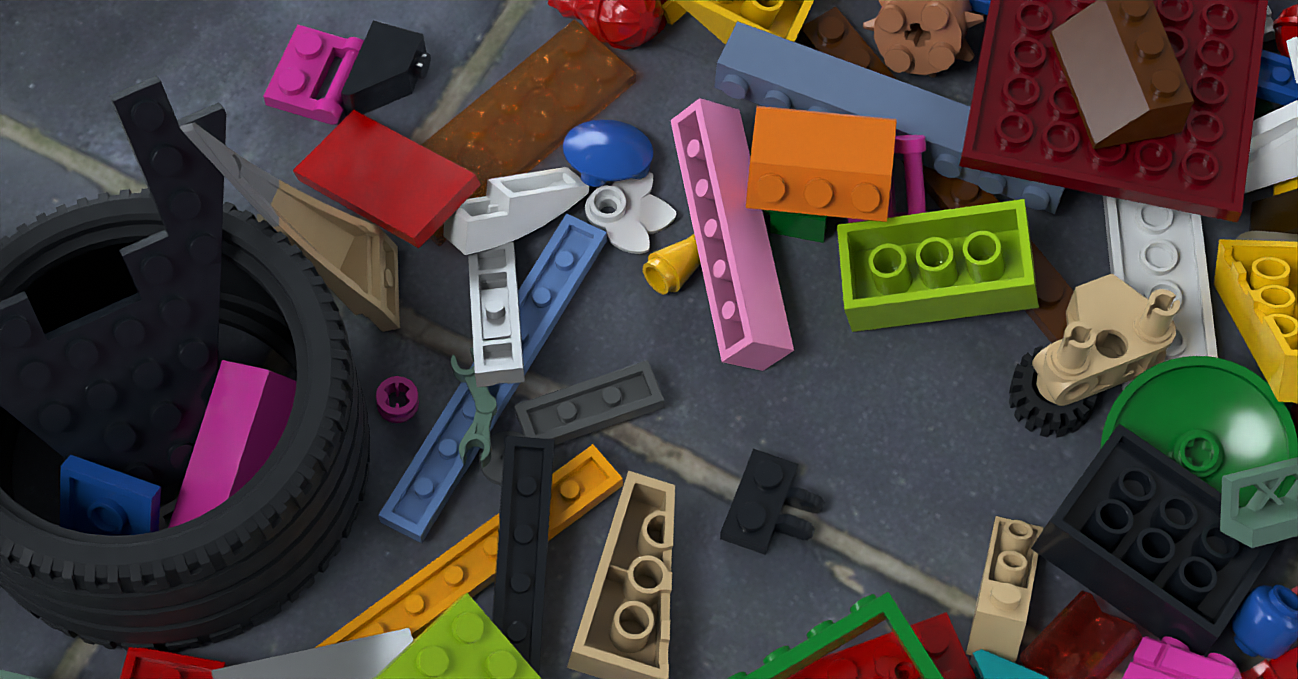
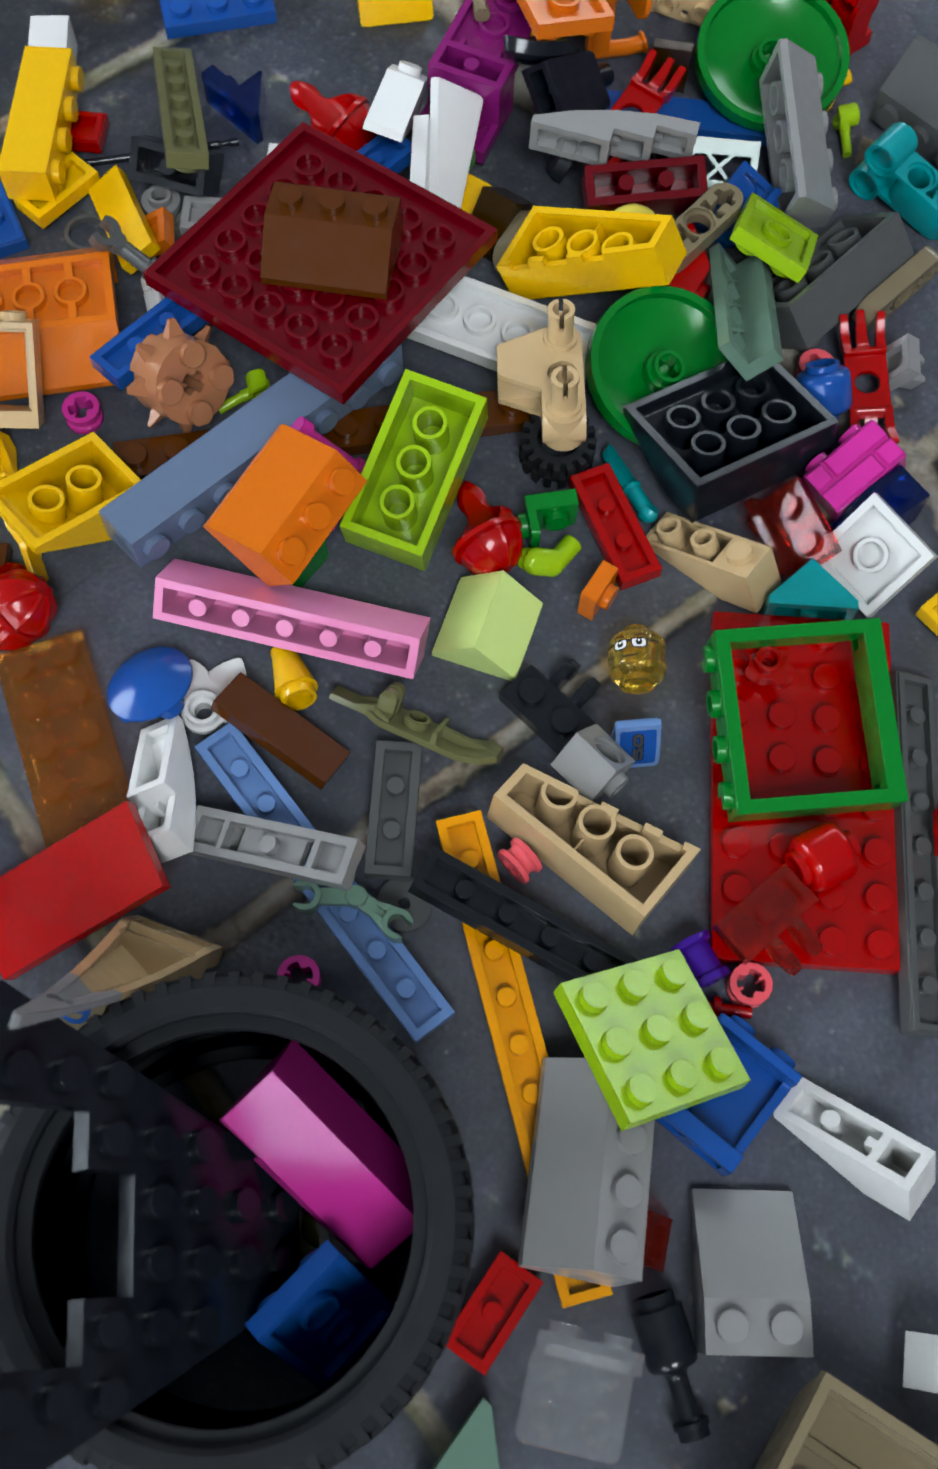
camera: 70 degrees left, 5 degrees up
(590, 535) = (519, 860): none -> coral bush
(617, 276) = (280, 730): none -> reddish brown tile
(679, 392) = (416, 726): none -> olive piece
(717, 557) = (594, 763): none -> light grey brick
(763, 593) = (639, 739): none -> slope
(822, 413) = (489, 624): none -> yellowish green slope
(850, 556) = (637, 659): none -> clear yellow head
(908, 492) = (599, 591): none -> orange plate
(909, 372) = (491, 536): none -> red piece
(920, 436) = (547, 561): none -> lime arm
(961, 95) = (256, 384): none -> lime hand
(970, 408) = (549, 512): none -> green bracket
(992, 480) = (615, 526): none -> red plate
(1052, 477) = (631, 487): none -> teal piece

